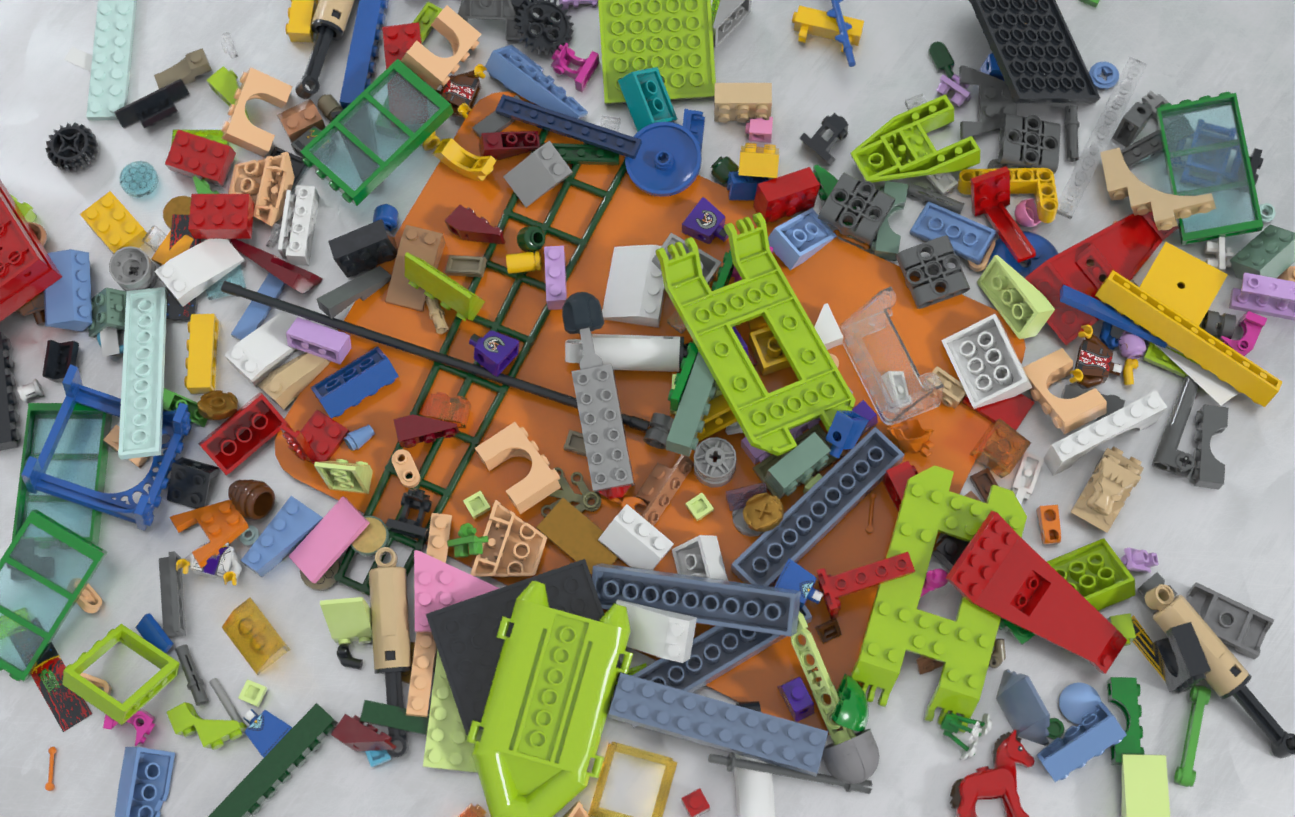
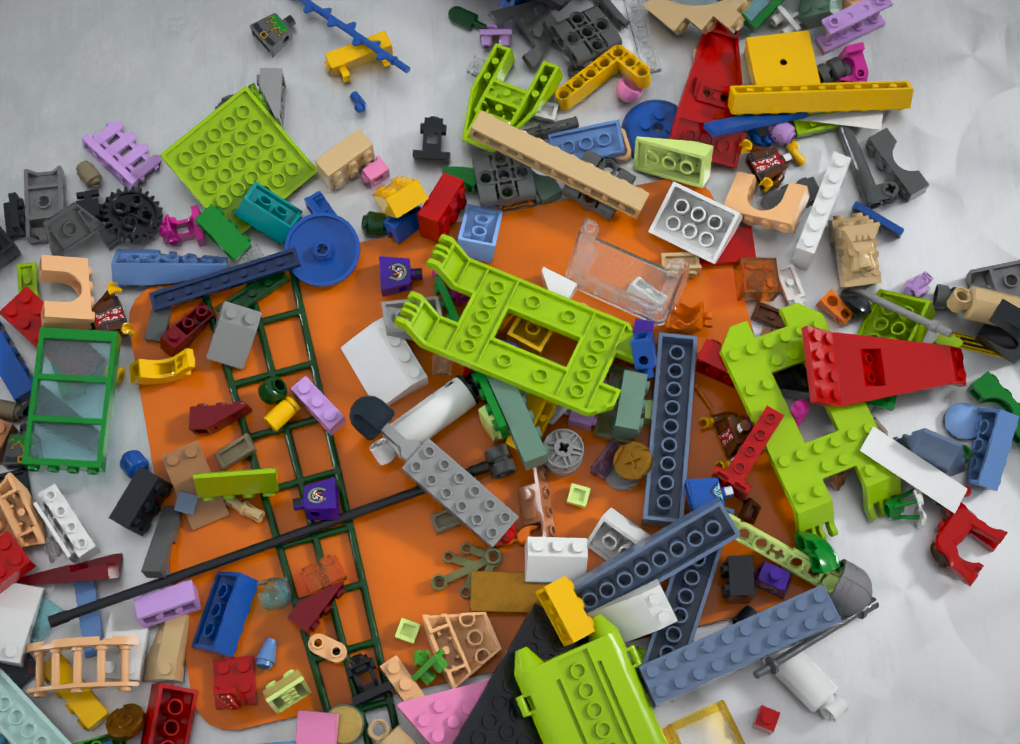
camera: 45 degrees left, 0 degrees up
(225, 318) = (77, 645): none -> light nougat fence
(395, 275) = (186, 503): none -> sand blue tile
(404, 398) = (276, 594): none -> clear light blue helmet
(514, 443) = (396, 559): light nougat arch -> none
(598, 89) = (223, 232): none -> green brick
(600, 581) = (565, 611): none -> yellow brick
(768, 674) = (738, 579): none -> black brick
(796, 65) = (360, 104): none -> blue arm
(869, 548) = (731, 431): none -> reddish brown torso
(908, 229) = (558, 164): none -> tan brick
(988, 197) = (591, 99): red bracket -> none
(994, 705) = (913, 469): none -> white sticker
(1069, 533) = (856, 303): none -> black hat
(1115, 600) = (932, 325): none -> light grey bar
(1153, 479) = (884, 222): none -> blue tile

